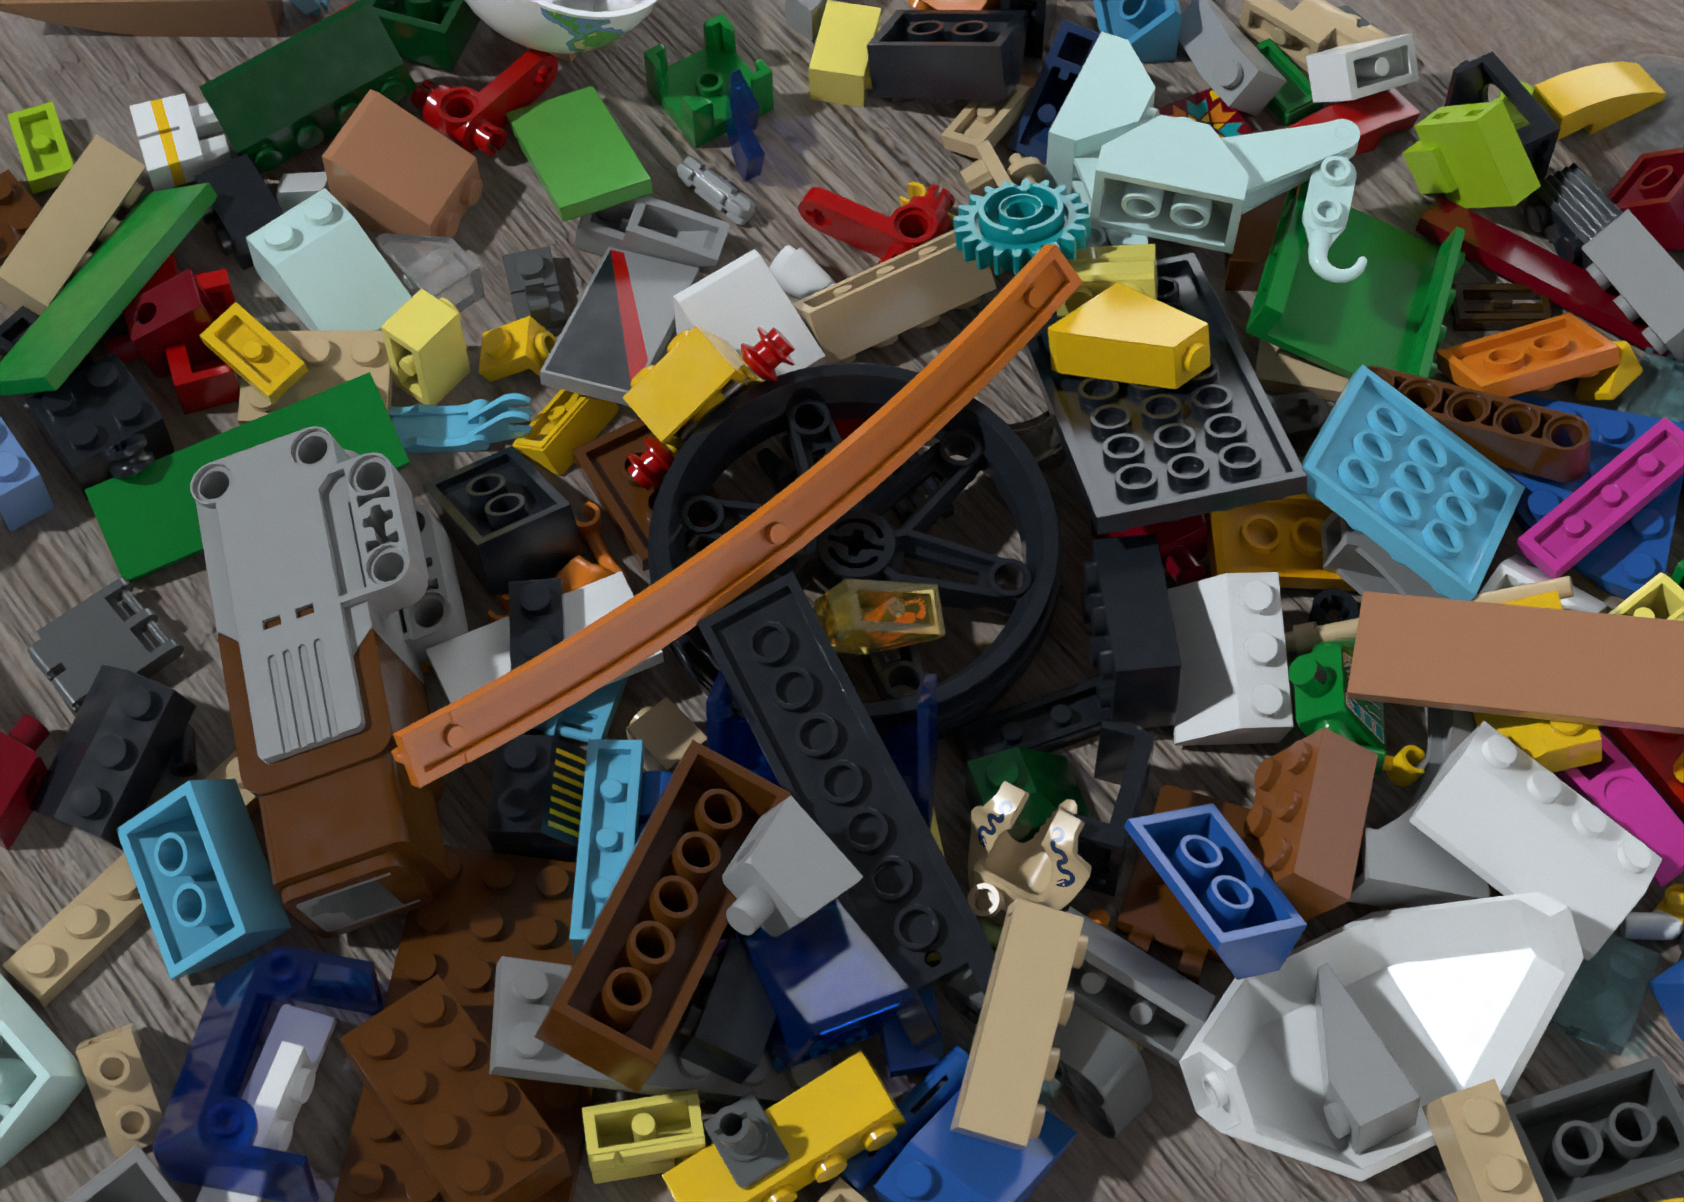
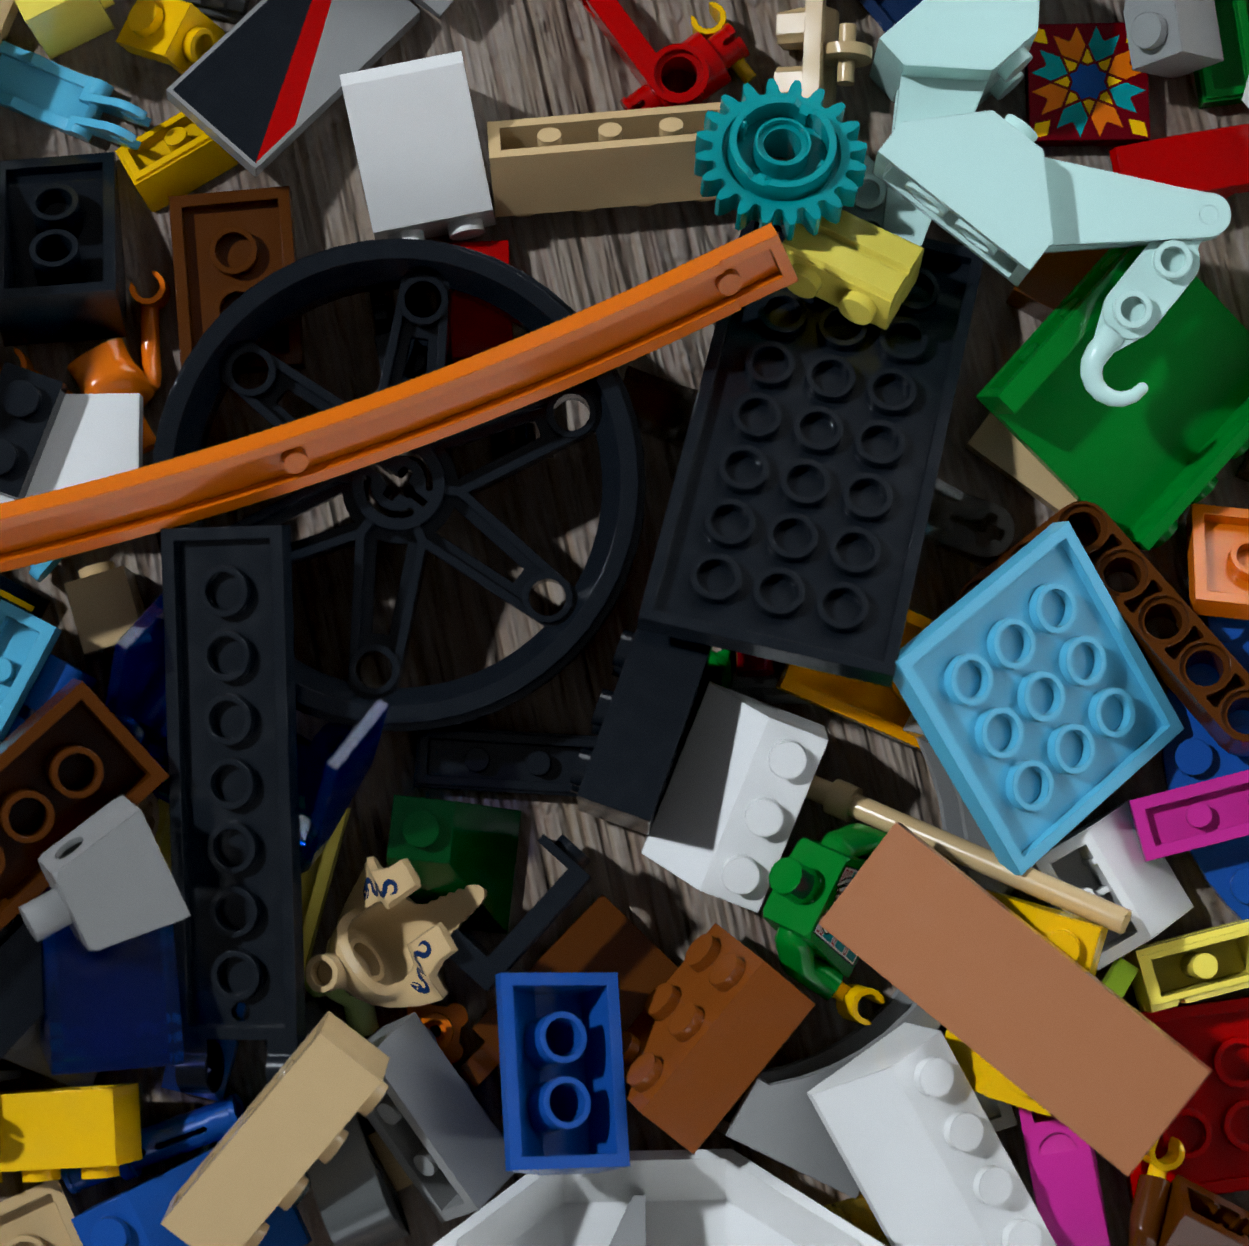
camera: 25 degrees right, 25 degrees up
(692, 384) = (307, 211): yellow brick -> none
(799, 273) = (529, 76): white cone -> none
(879, 615) = (368, 600): clear yellow slope -> none
(1130, 340) = (819, 375): yellow slope -> none
(1333, 599) = (911, 780): black bush -> none

